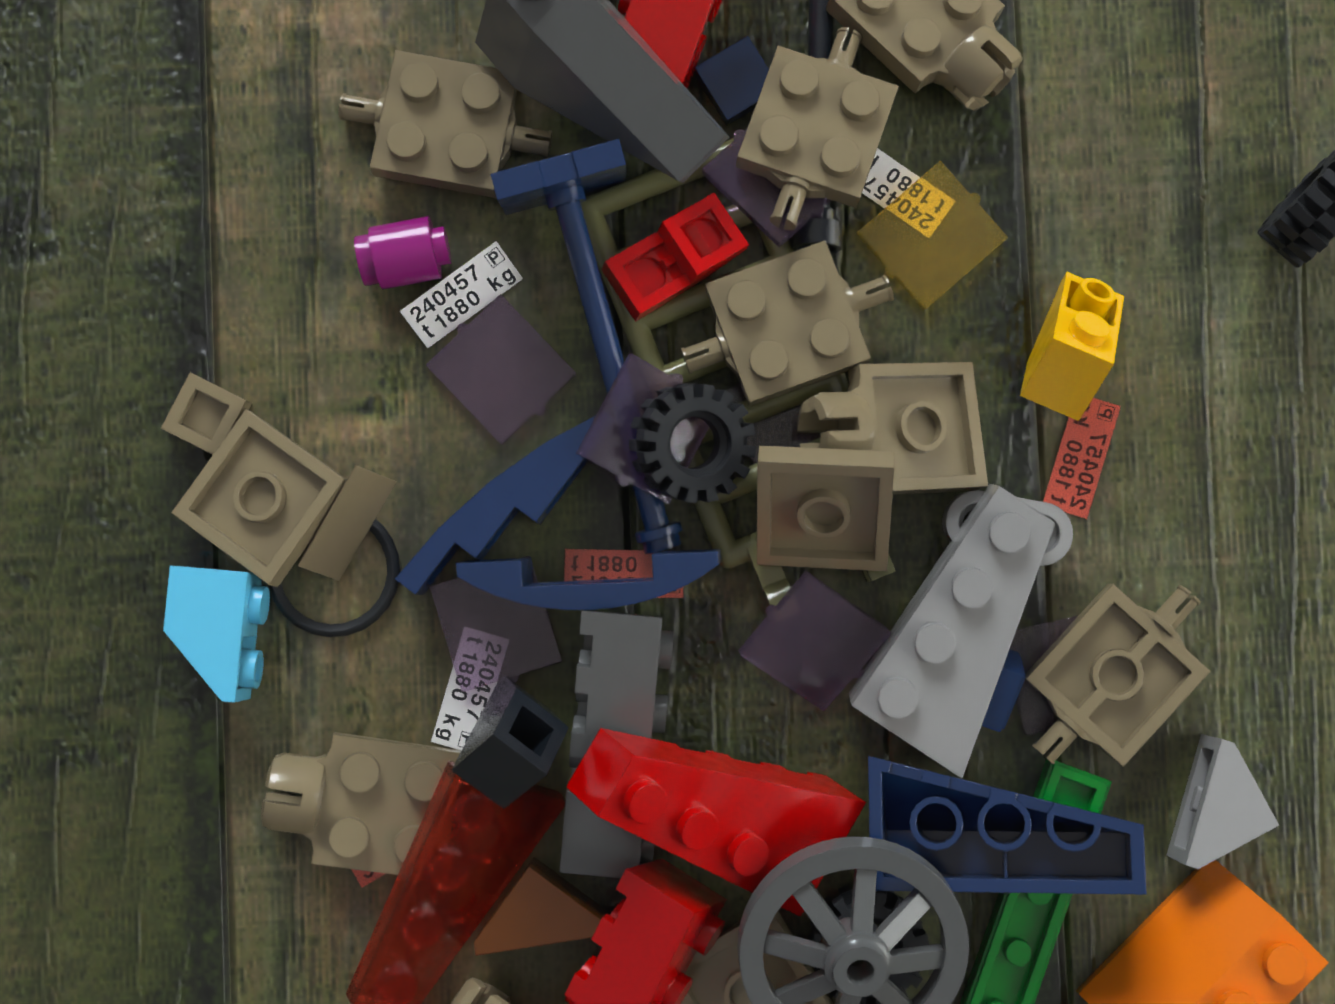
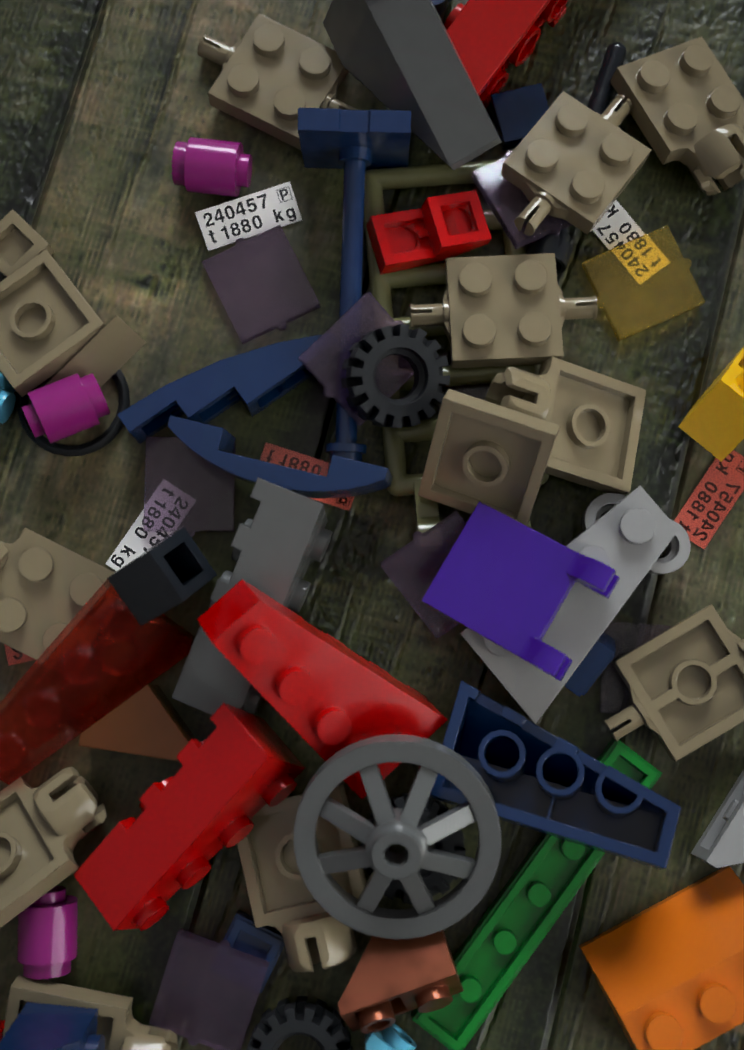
camera: 20 degrees right, 5 degrees down
(332, 586) = (65, 407): none -> magenta brick
(892, 639) = (512, 584): none -> dark purple flag

